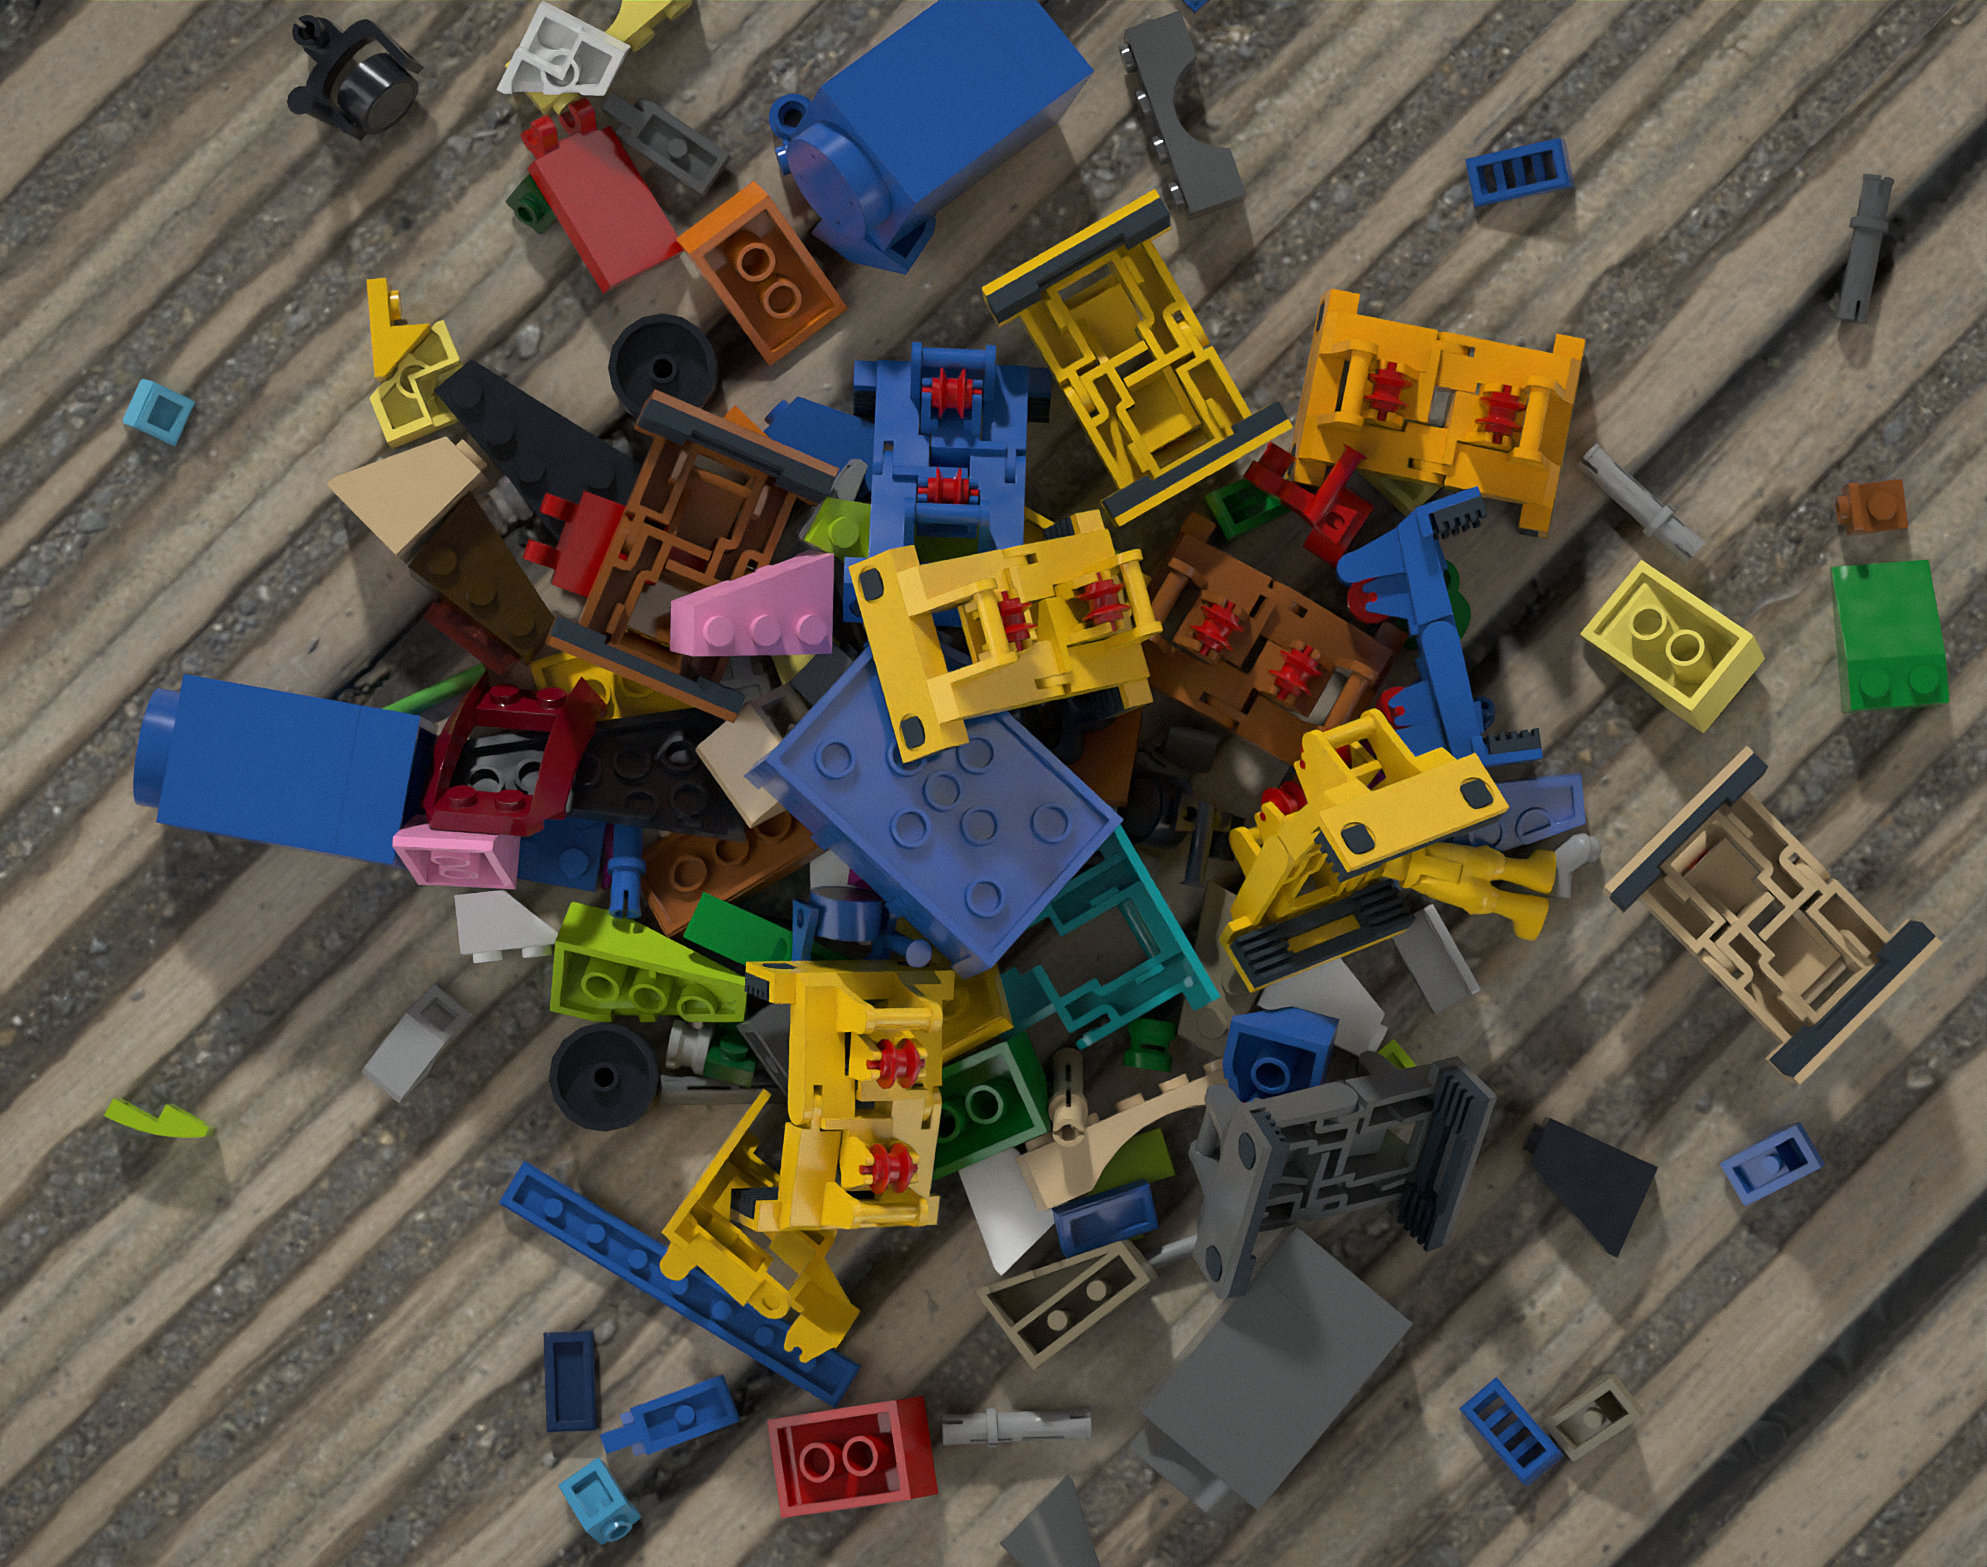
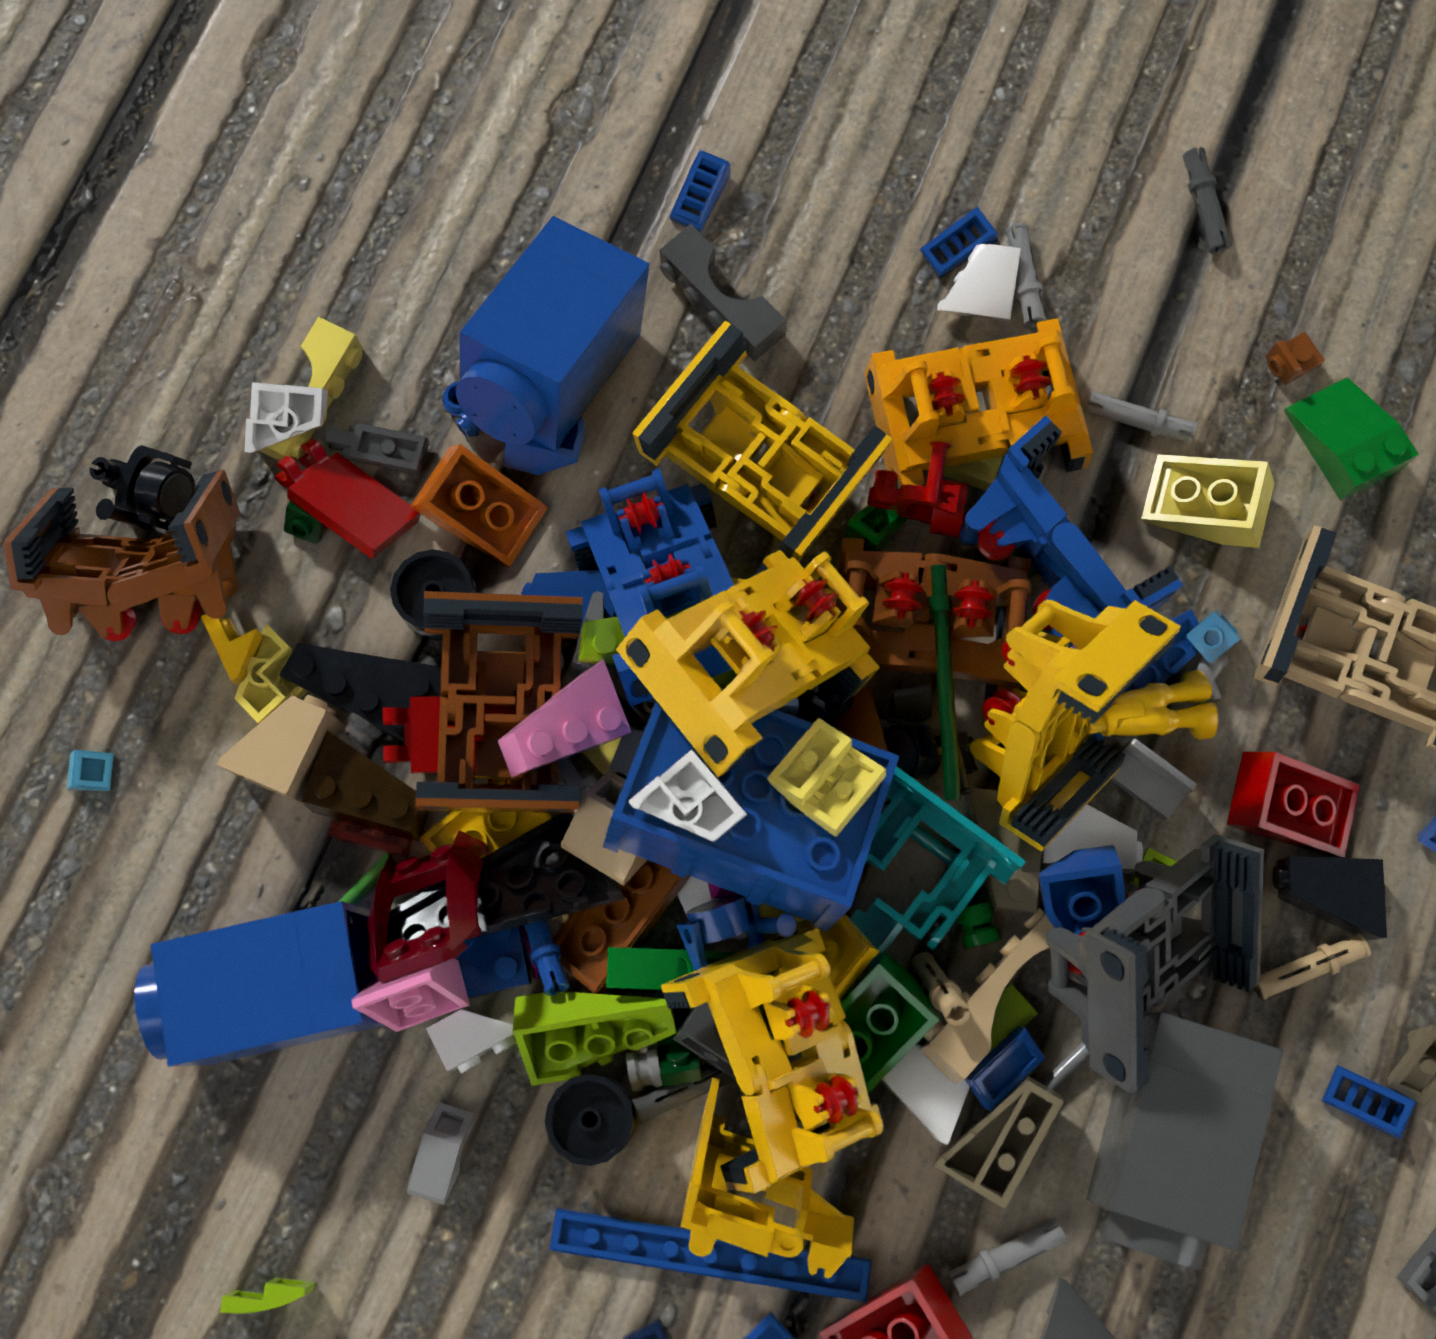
camera: 15 degrees left, 10 degrees down
(319, 180) = (75, 570): none -> dark orange container
(862, 776) = (690, 799): none -> white slope
(1027, 811) = (827, 777): none -> light yellow slope
(1259, 656) = (940, 606): none -> dark green bar
(1523, 246) = (985, 284): none -> white slope
(1578, 274) = (1028, 288): none -> light grey pin
(1579, 1254) = (1351, 950): none -> tan pin
(1592, 1059) = (1293, 803): none -> red slope
(1595, 819) = (1214, 636): none -> dark azure bracket

